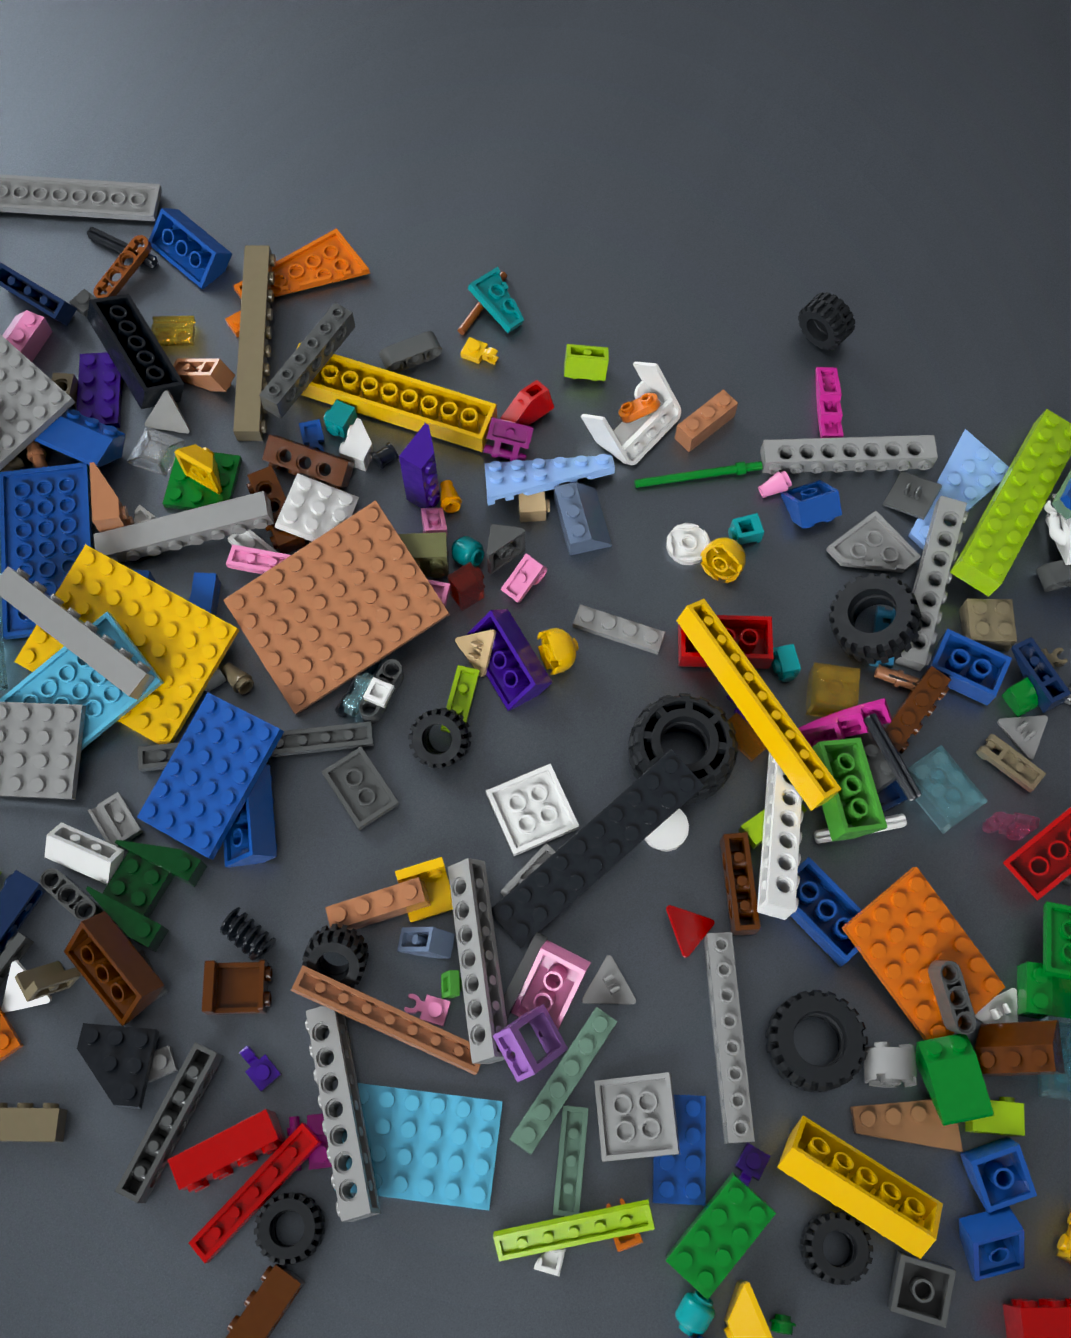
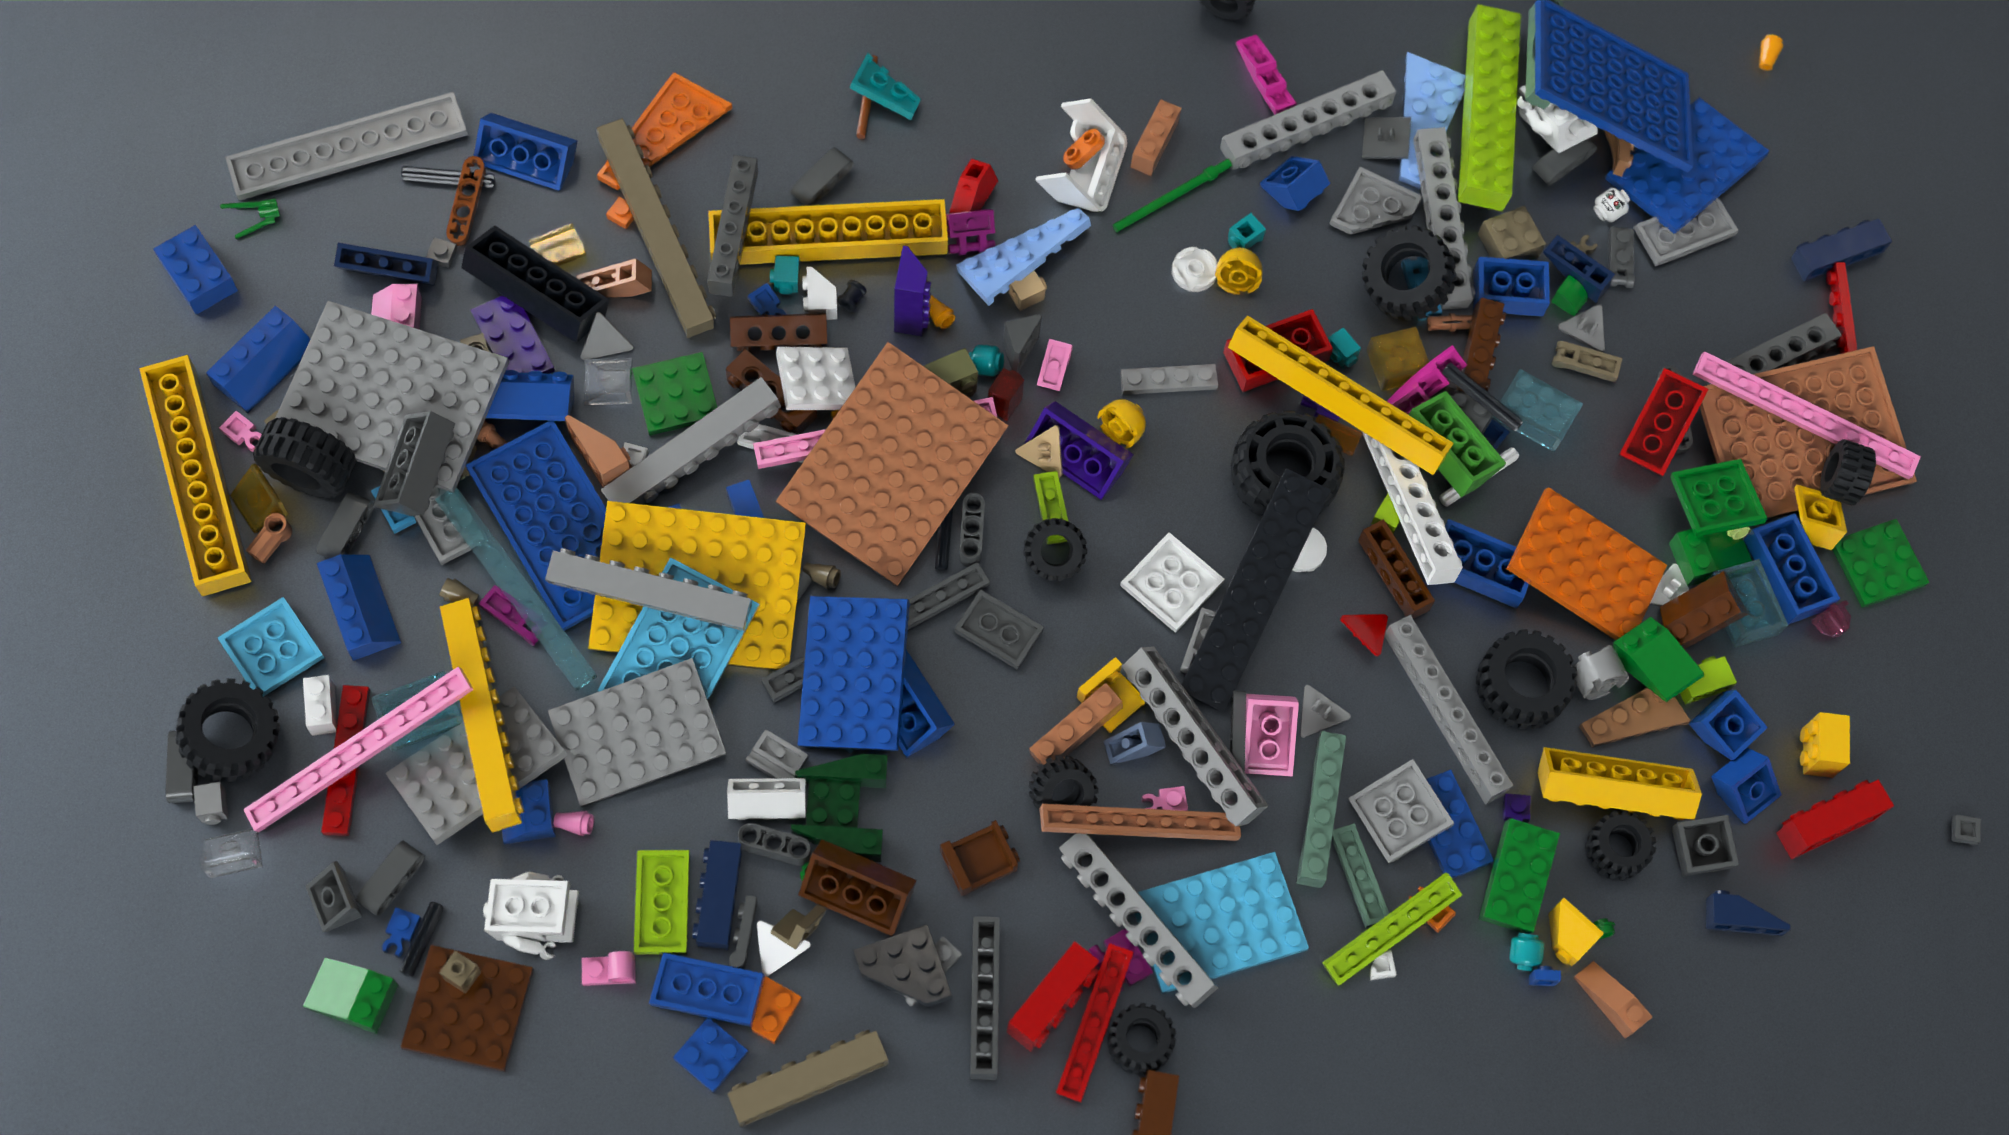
camera: 30 degrees left, 0 degrees up
(200, 466) = (678, 378): yellow slope -> none
(246, 936) = (964, 806): black piece -> none
(262, 1070) = (1041, 922): dark purple plate -> none
(352, 701) = (952, 550): clear light blue plate -> none
(379, 692) = (975, 530): white tile -> none
(433, 520) = (937, 343): bright pink plate -> none
(450, 984) = (1177, 770): bright green plate -> none
(477, 351) = (887, 150): yellow plate -> none
(510, 1039) = (1287, 793): medium lavender window -> none
(581, 518) = (1079, 284): sand blue slope -> none
(586, 362) = (1009, 121): lime brick -> none
(776, 484) = (1252, 177): bright pink cone -> none
(960, 1005) = (1637, 593): dark grey beam -> none
(1013, 826) = (1612, 418): clear pink plate -> none

